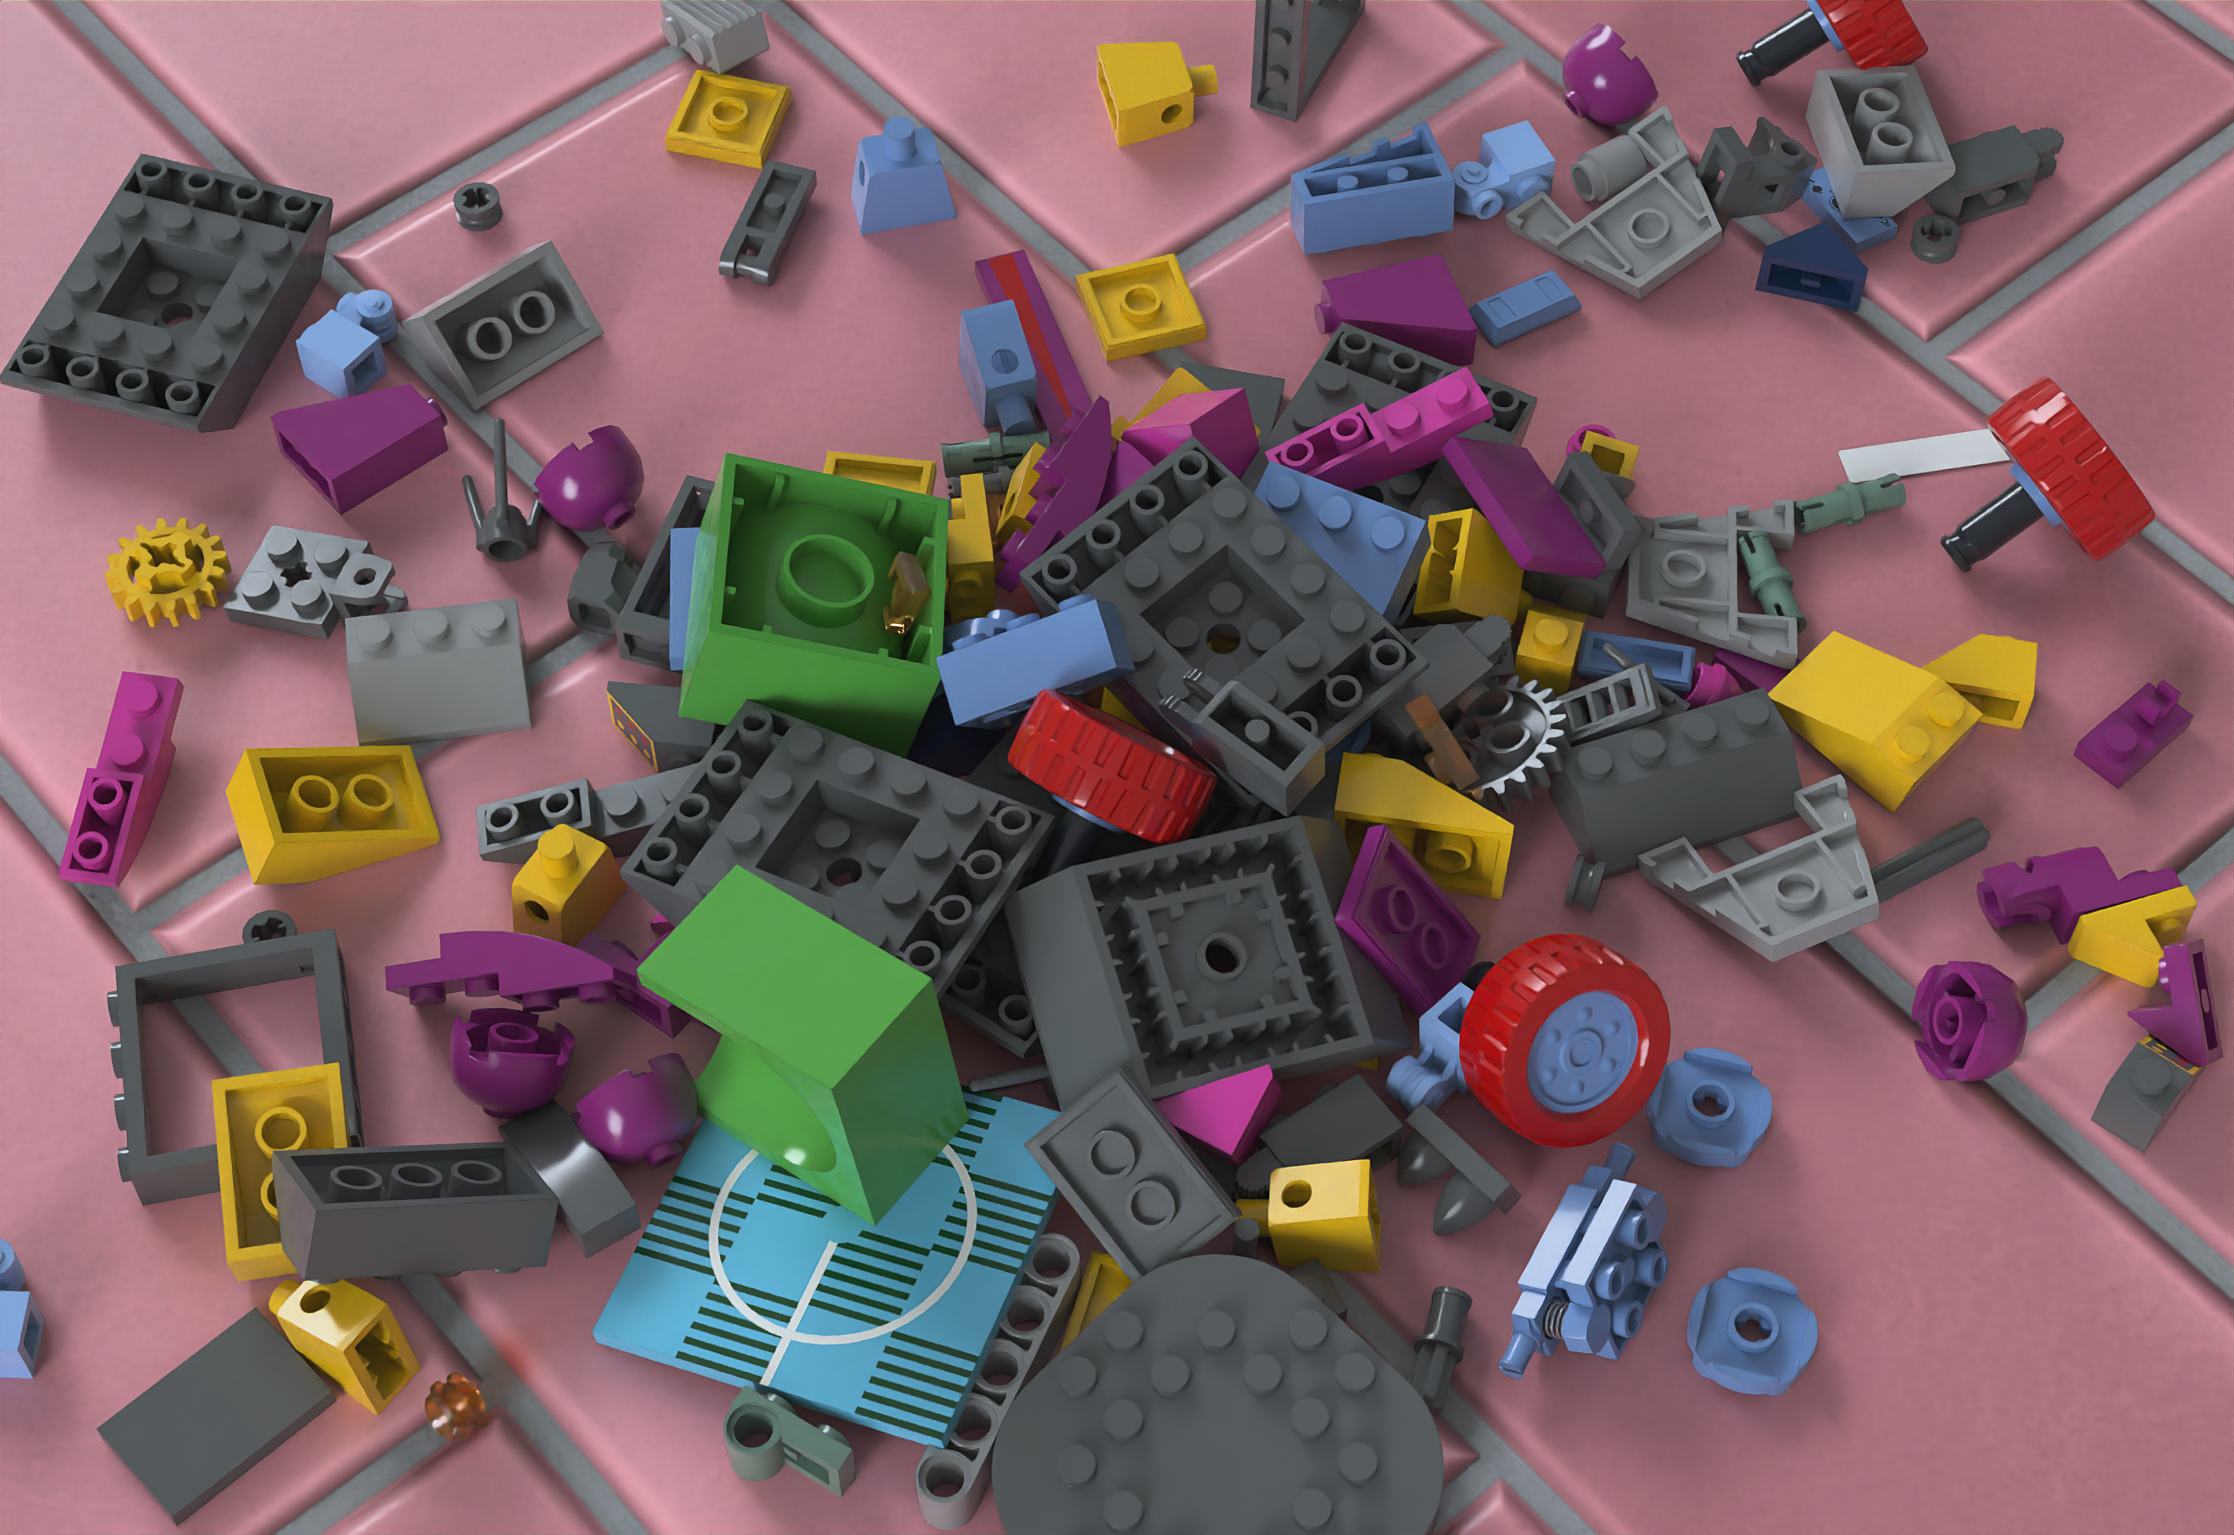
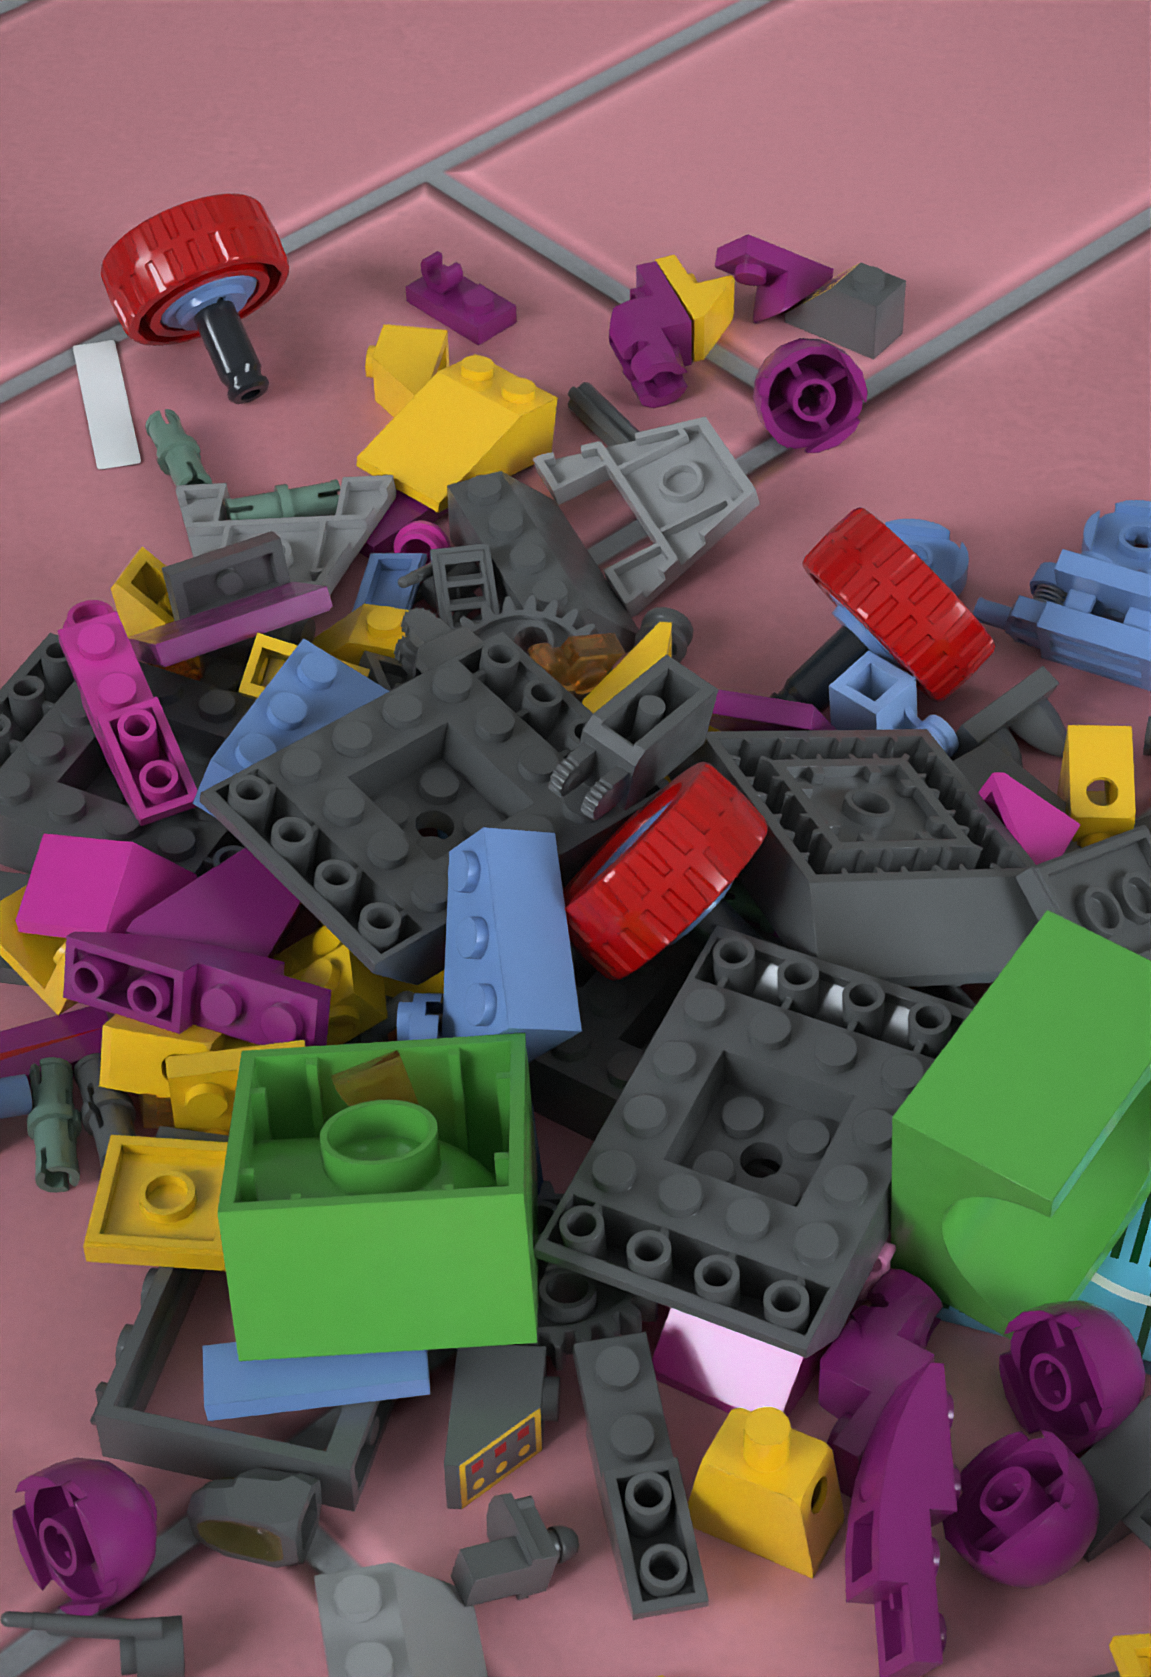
camera: 90 degrees left, 10 degrees down
(548, 747) = (517, 1557): none -> dark grey piece

